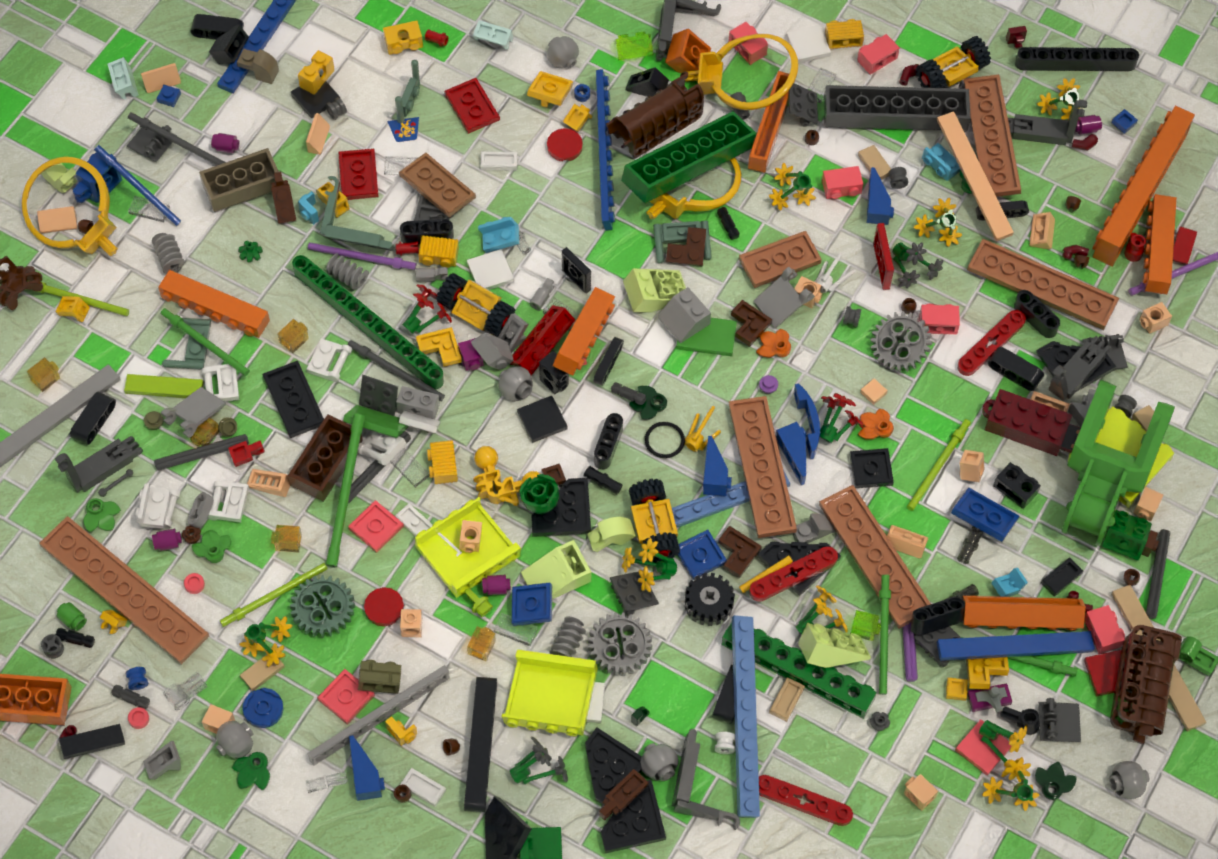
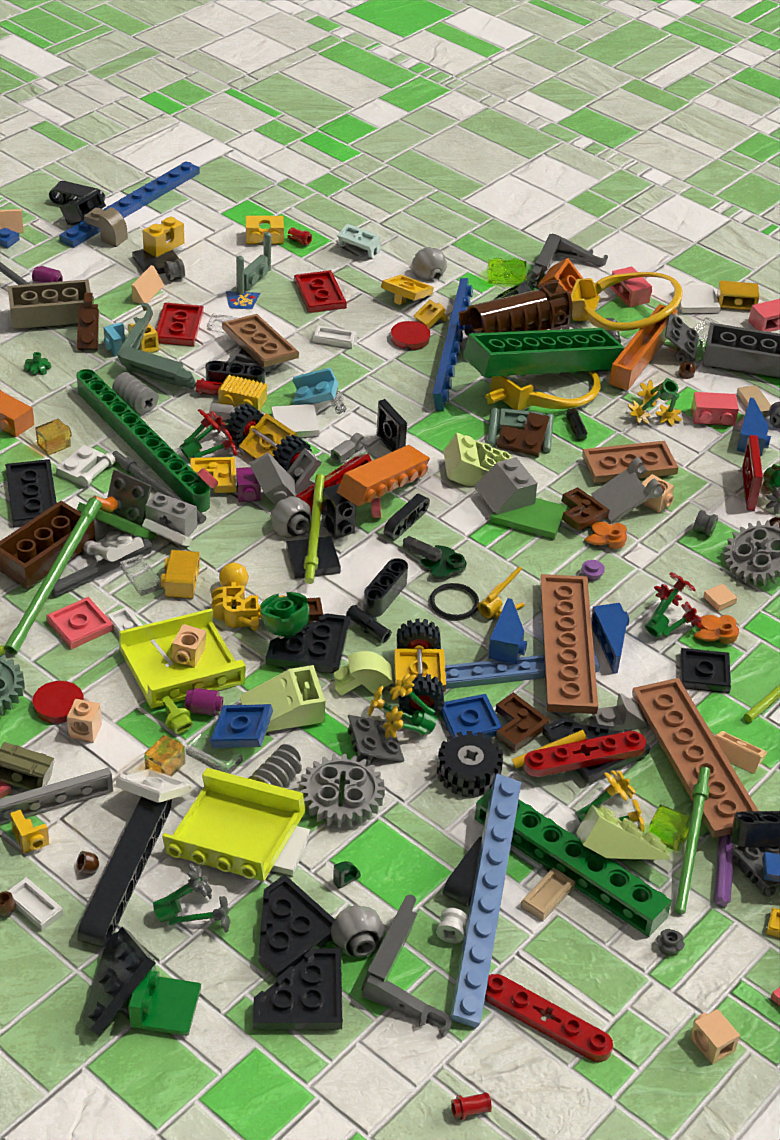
camera: 10 degrees right, 20 degrees down
(364, 407) = (108, 504): none -> orange arm
(397, 263) = (193, 397): medium lavender bar -> none
(438, 360) = (208, 478): none -> coral tile
(481, 672) = (153, 785): none -> white tile
(544, 429) = (311, 559): none -> lime bar
(578, 96) = (441, 297): blue bush -> none
(623, 794) = (295, 955): reddish brown hinge -> none
(803, 401) = (634, 591): blue slope -> none
(826, 280) = (681, 486): white plant -> none

